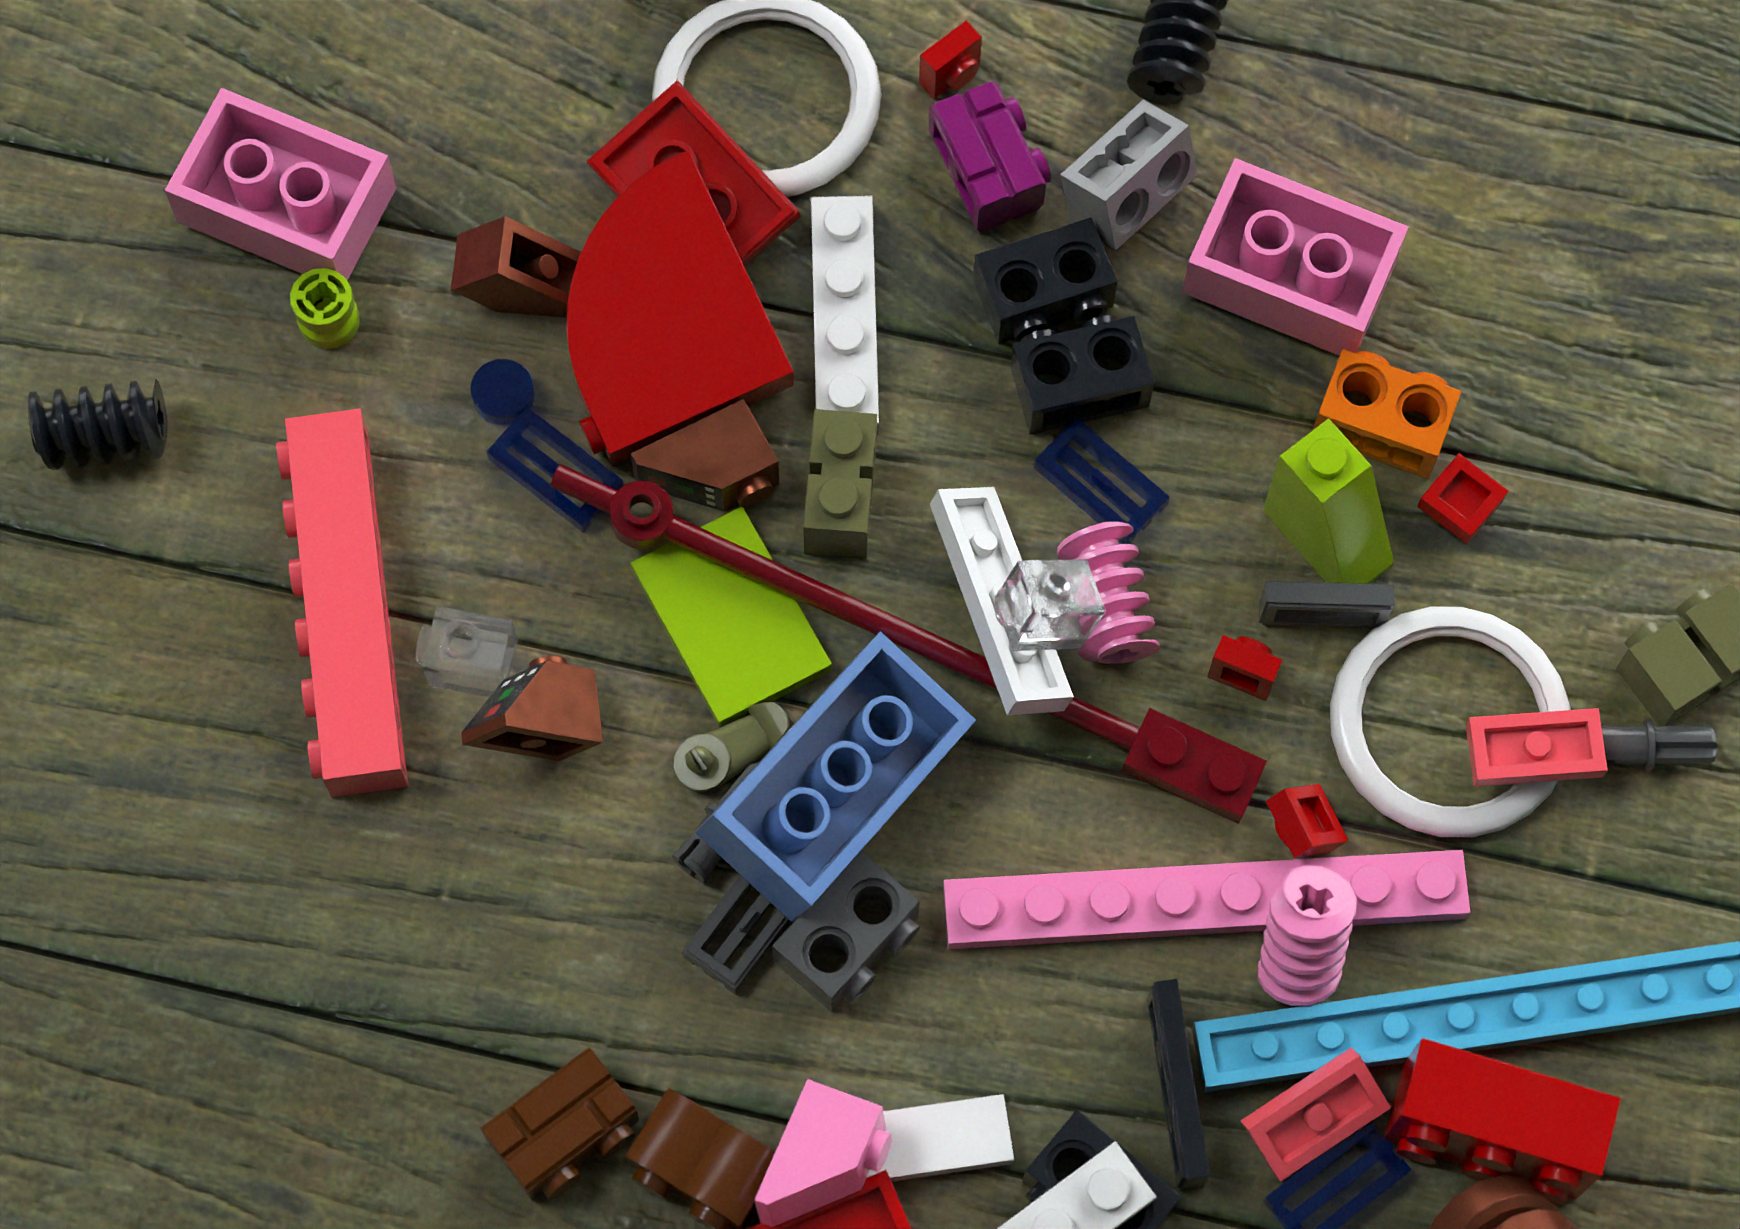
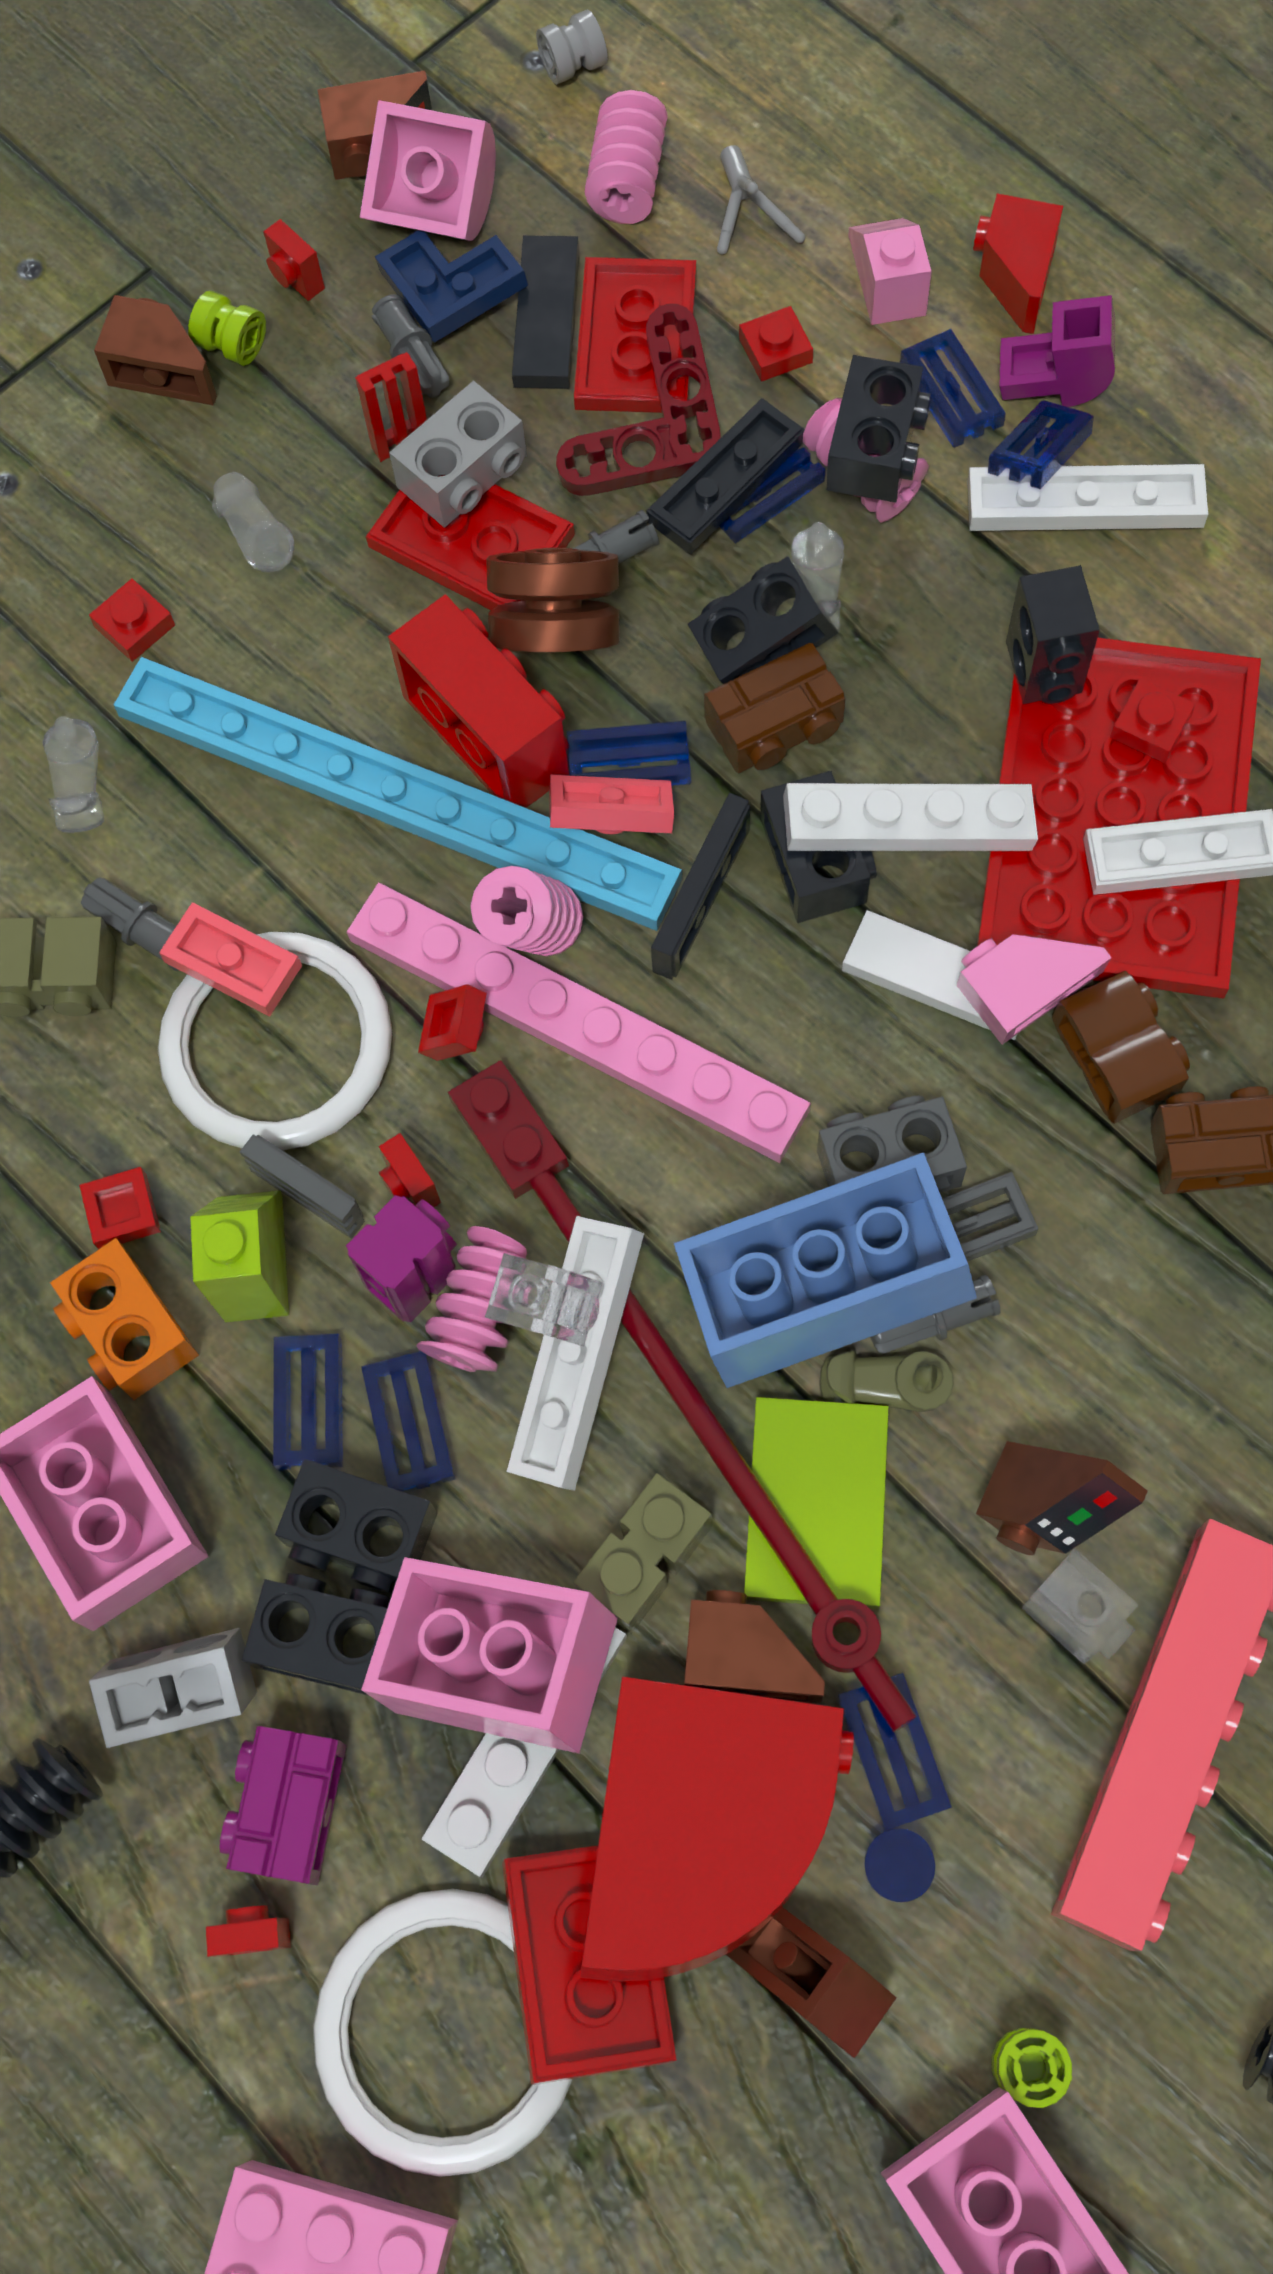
camera: 140 degrees left, 0 degrees up
(904, 325) = (491, 1654): none -> bright pink brick
(1192, 580) = (404, 1256): none -> magenta brick
(1223, 491) = (308, 1344): none -> clear blue tile

